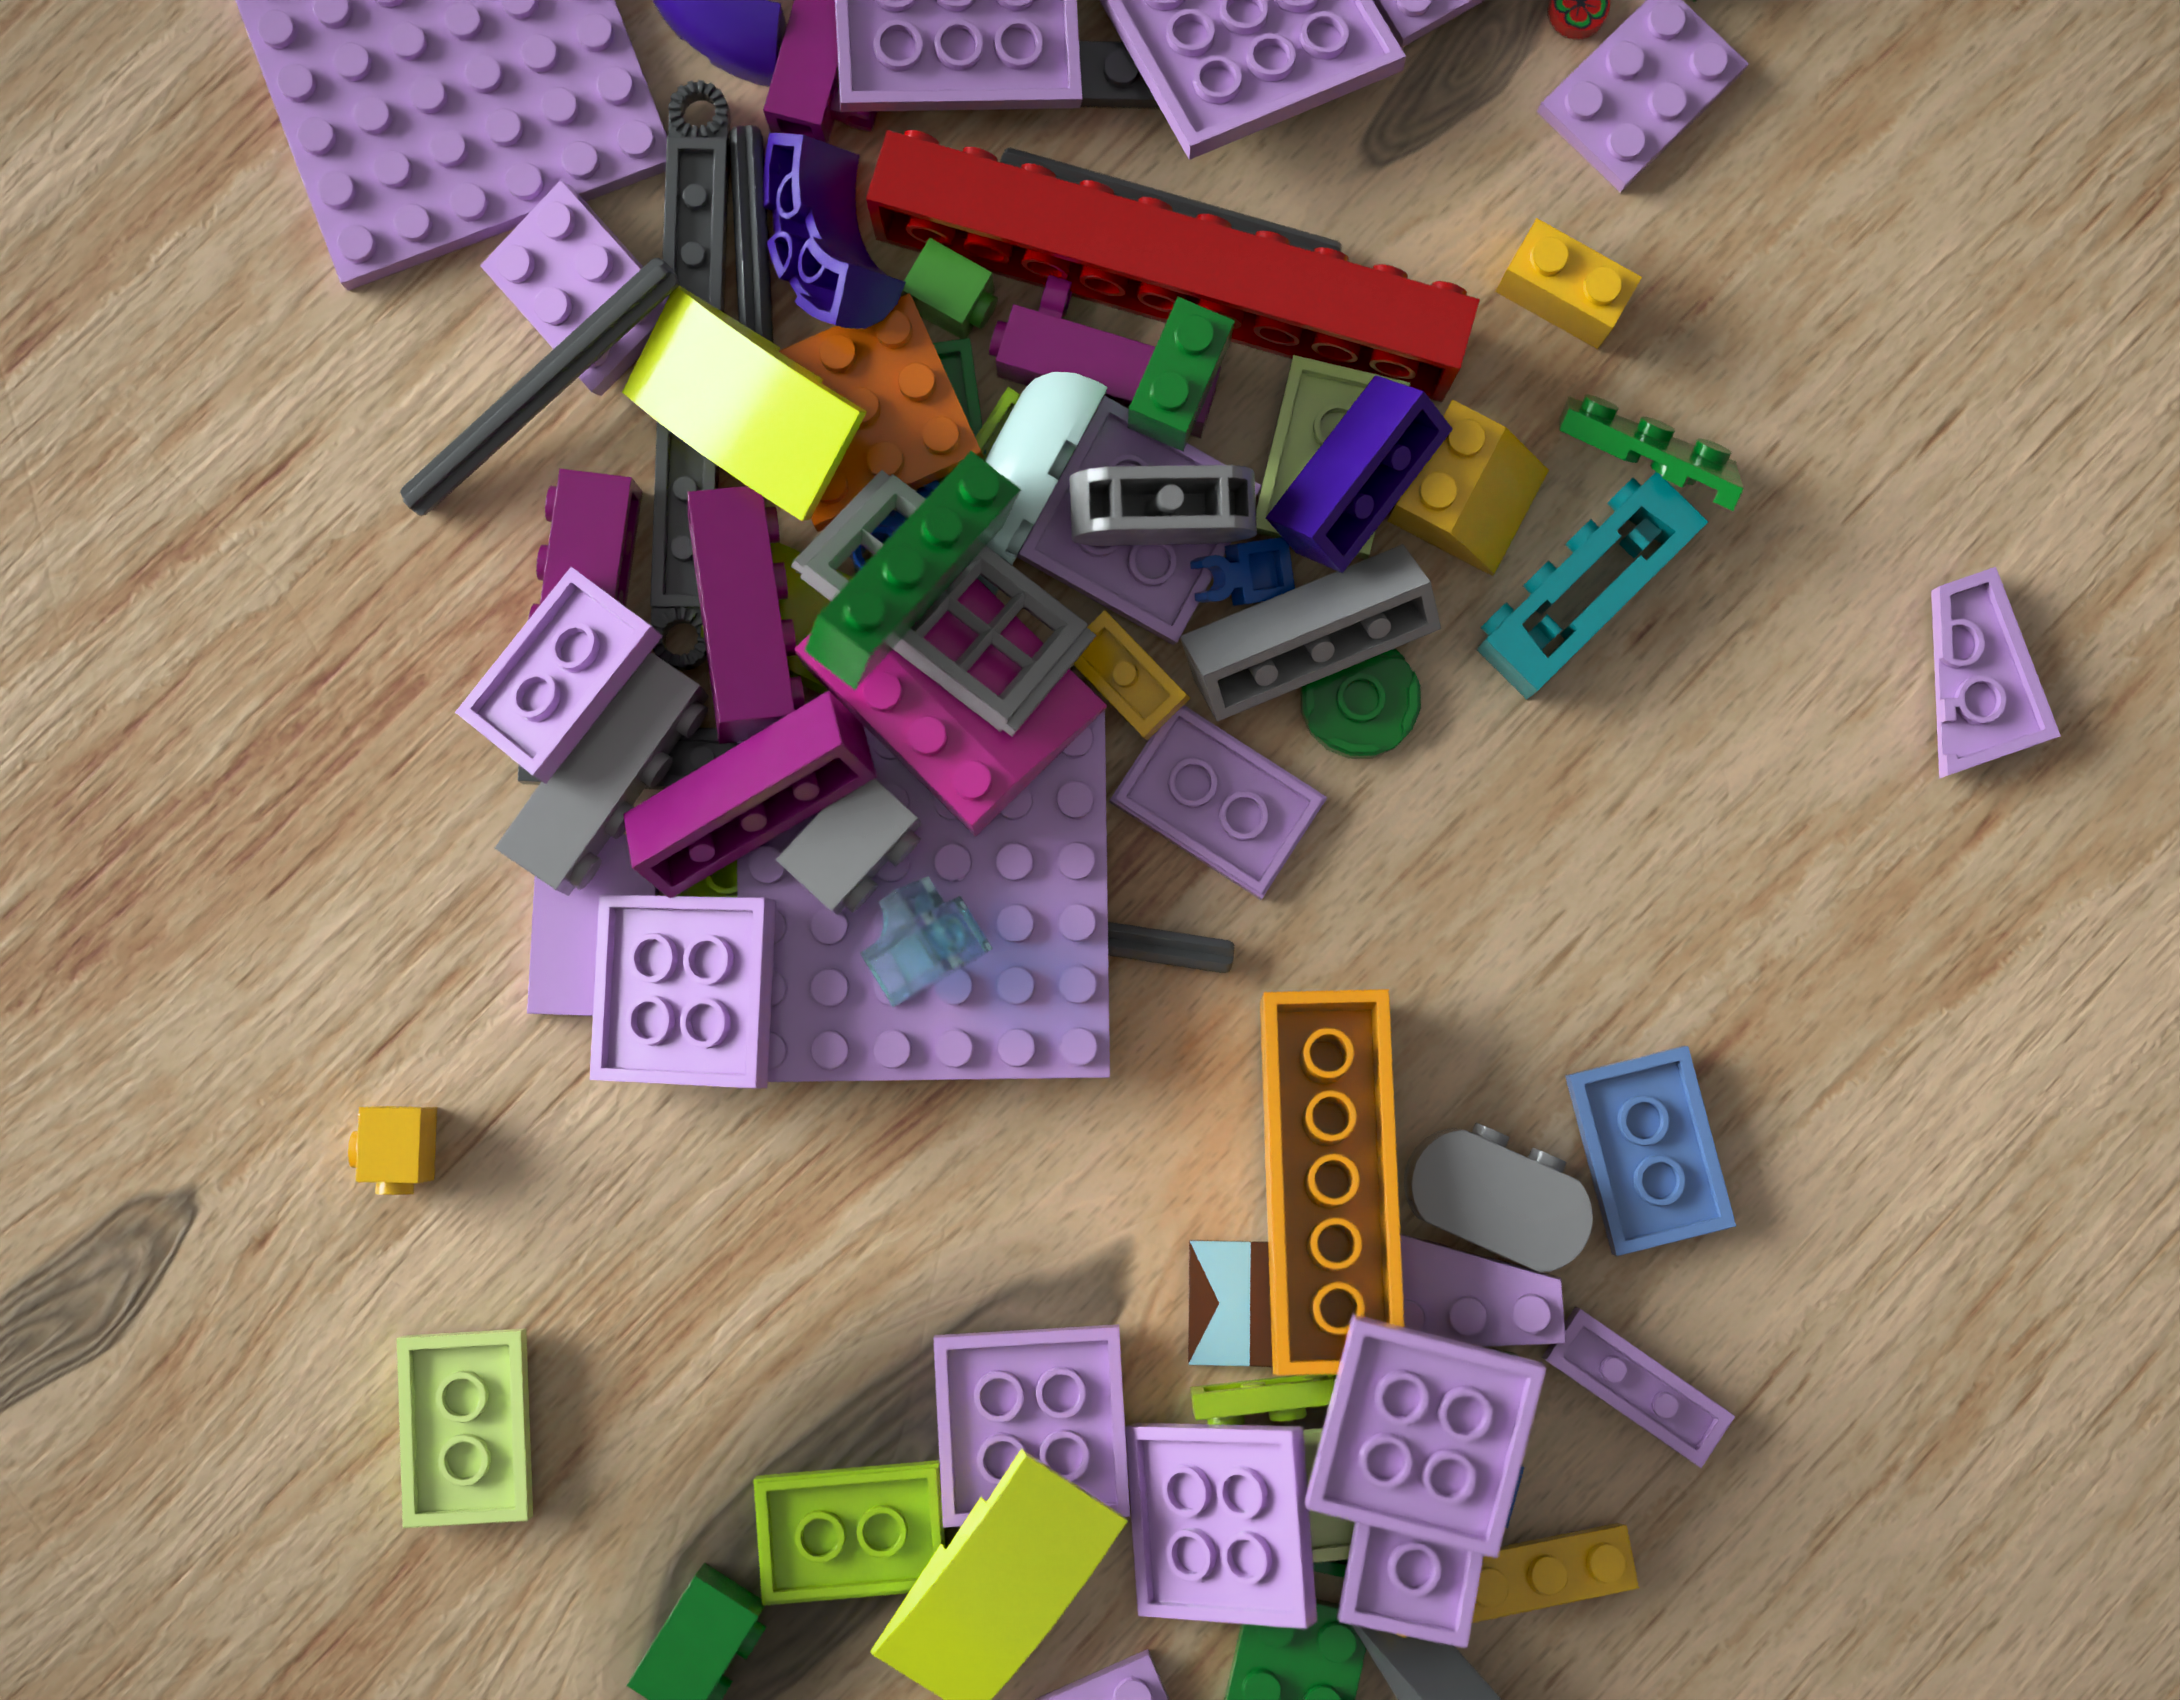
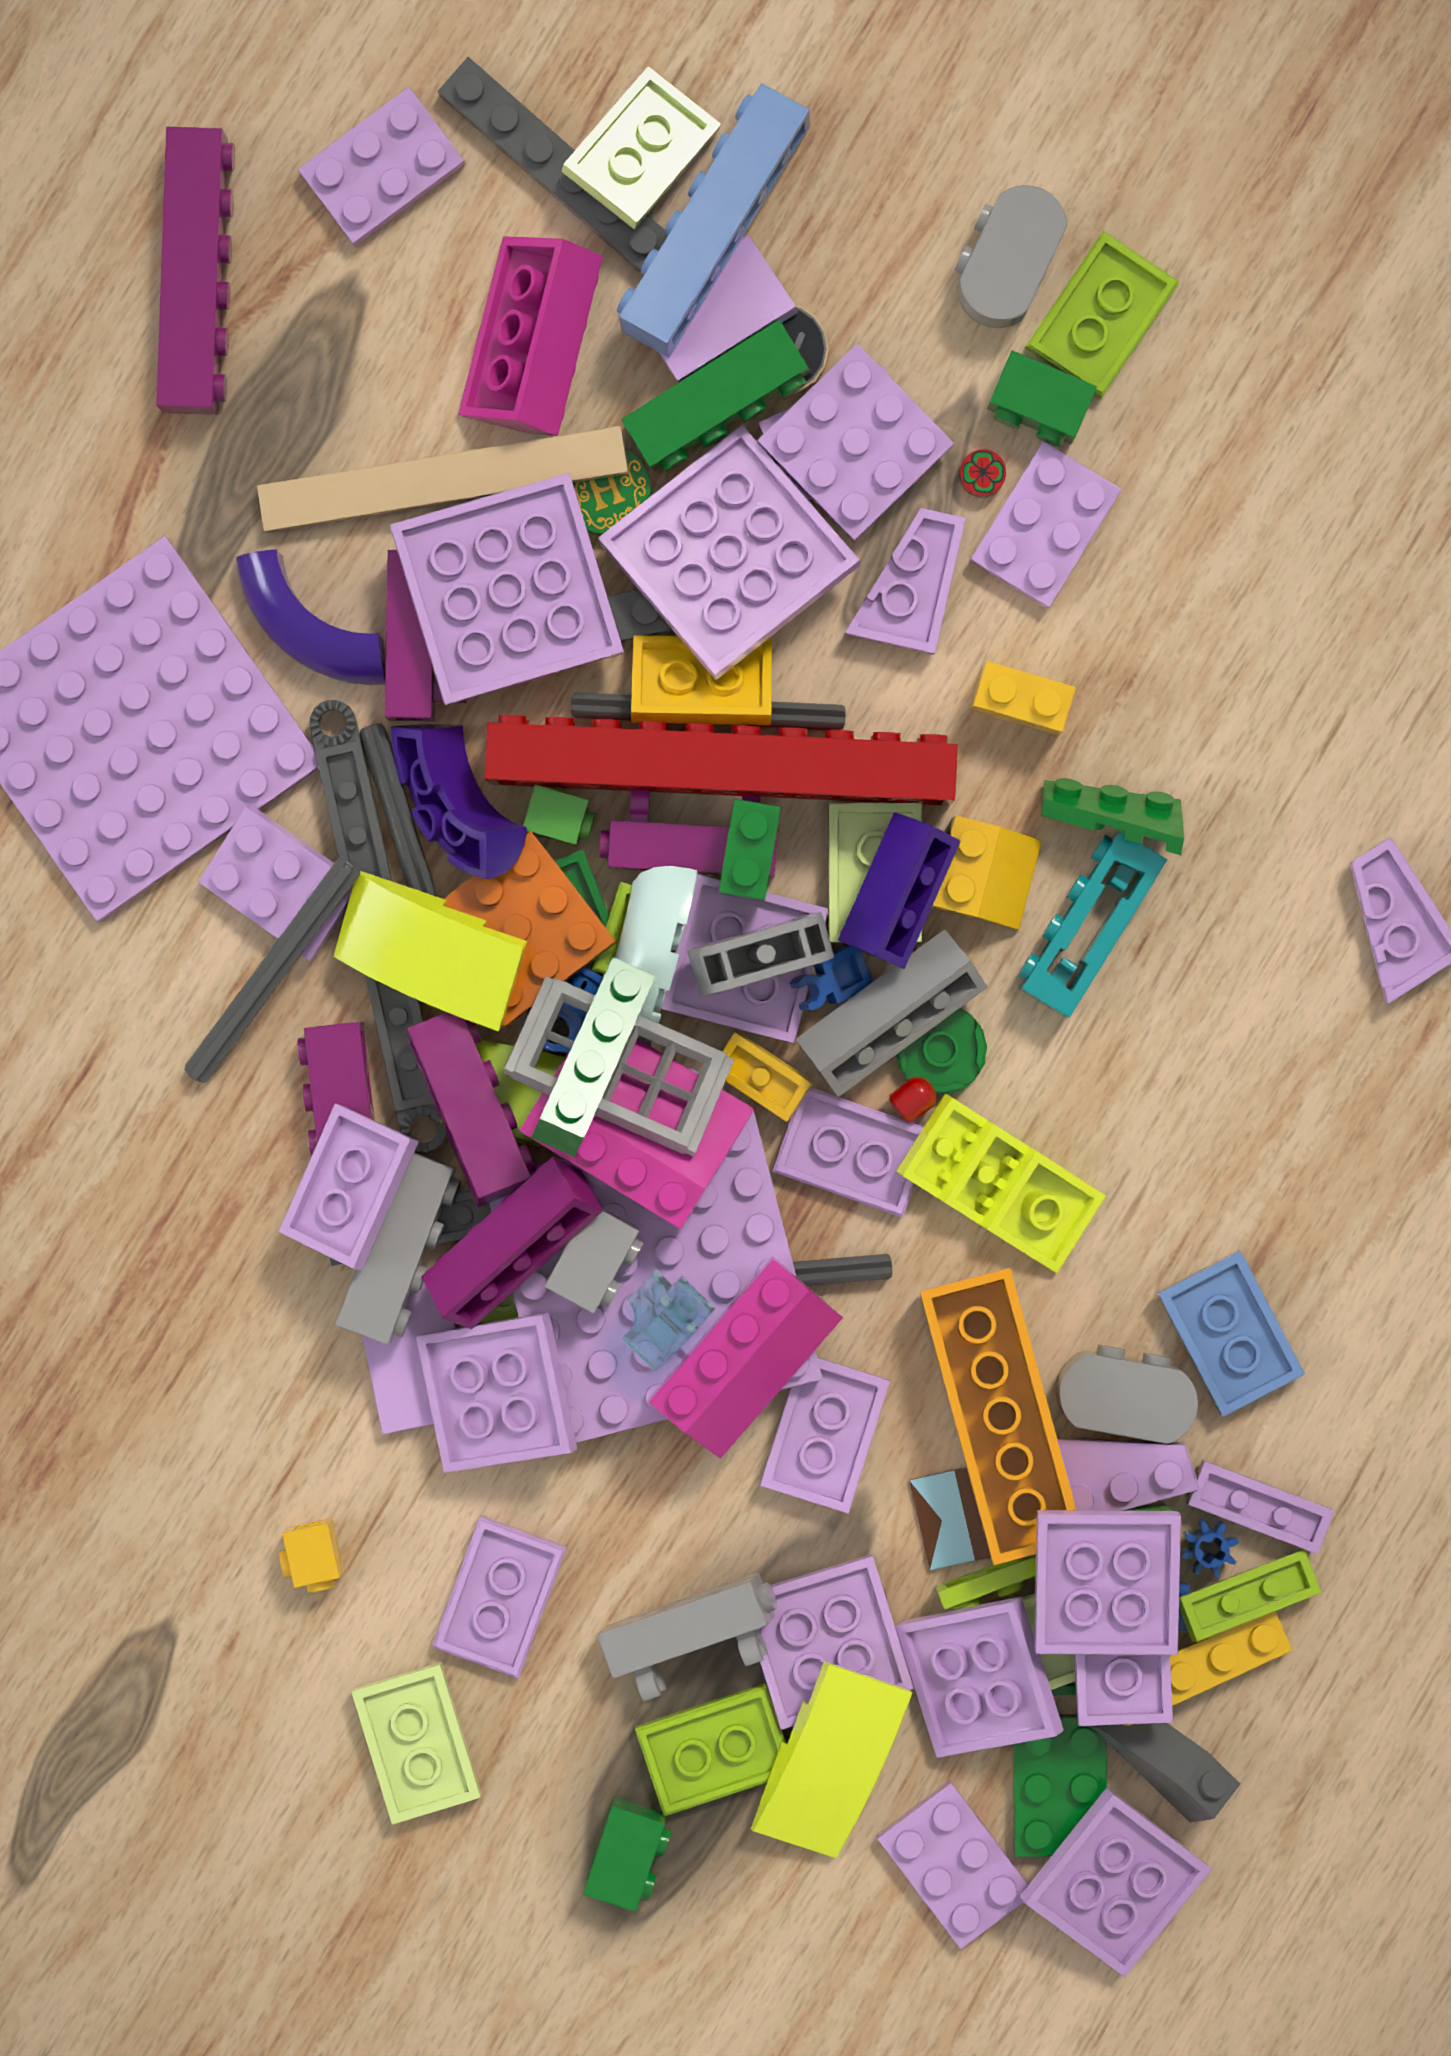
camera: 10 degrees left, 5 degrees up
(623, 1262) = (499, 1596): none -> lavender tile
(855, 1359) = (686, 1626): none -> light grey brick
(1015, 1021) = (745, 1358): none -> dark pink slope
(1095, 1155) = (826, 1436): none -> lavender plate
(1141, 157) = (678, 689): none -> yellow plate
(1313, 750) = (913, 1098): none -> red piece
(1398, 885) = (1001, 1183): none -> neon yellow slope
(1460, 122) = (913, 589): none -> lavender wing
(1575, 1418) = (1210, 1560): none -> blue gear
(1600, 1501) = (1248, 1595): none -> lime plate

